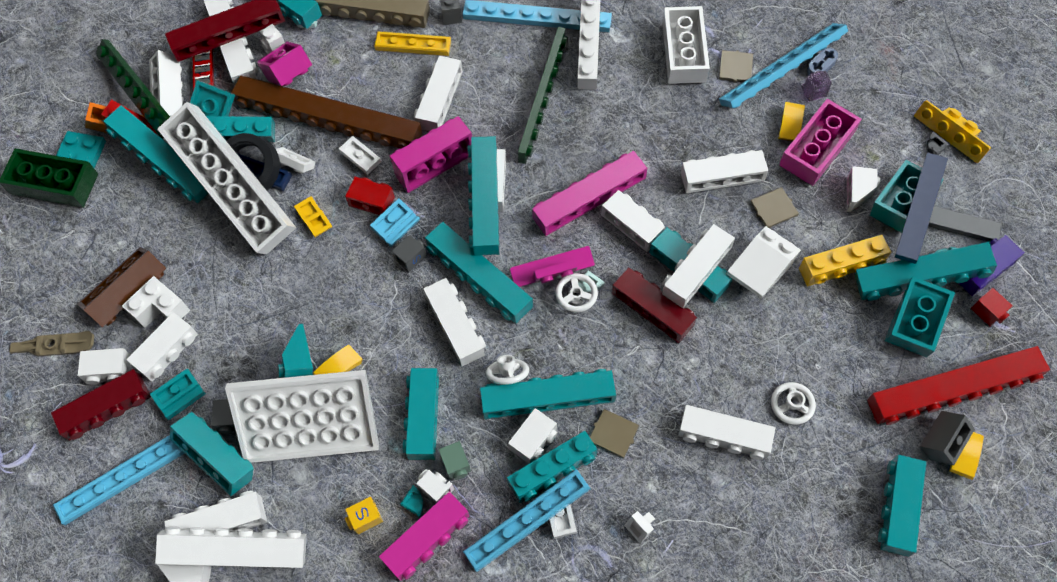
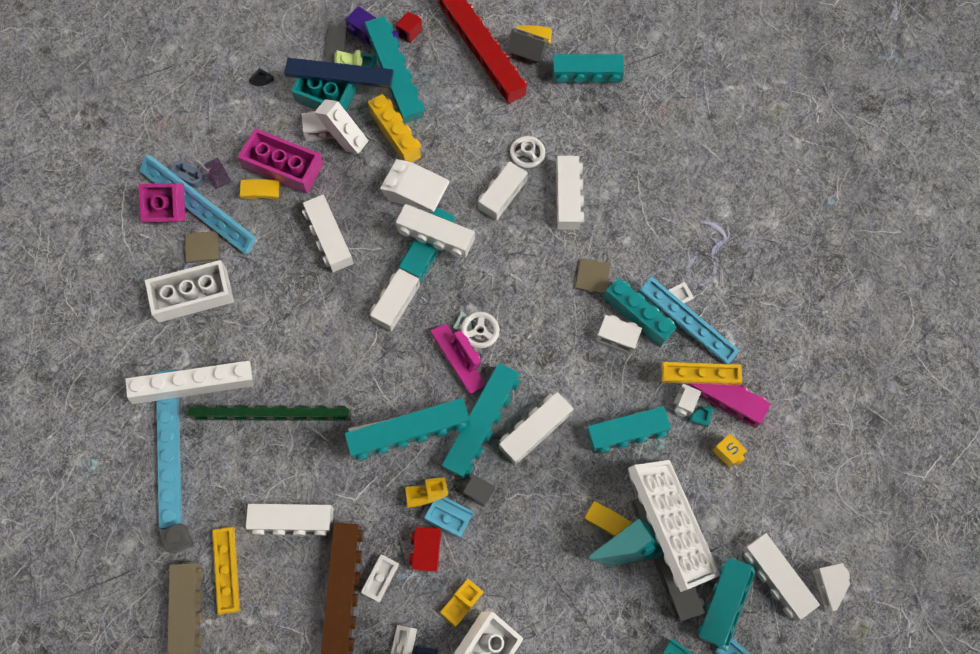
camera: 110 degrees left, 5 degrees up
(230, 548) = (801, 549): white brick -> none
(423, 207) = (424, 494): none -> yellow slope
(431, 154) = (365, 494): dark pink brick -> none
(455, 461) = (658, 391): sand green brick -> none
(455, 507) = (701, 373): none -> yellow tile
(506, 366) = (561, 368): white piece -> none
(548, 394) = (579, 332): teal brick -> none
(589, 192) = (374, 343): dark pink brick -> none
(640, 526) = (662, 238): white tile -> none
(651, 304) = (473, 267): dark red brick -> none
(742, 358) = (502, 190): none -> white brick
(774, 207) = (351, 191): dark tan piece -> none
(787, 31) = (162, 202): none -> dark pink brick
(849, 198) = (341, 126): none -> white brick
(920, 317) = (435, 69): teal slope -> none
(946, 230) = (347, 58): none -> yellowish green bracket
(954, 129) = (243, 65): yellow bracket -> none

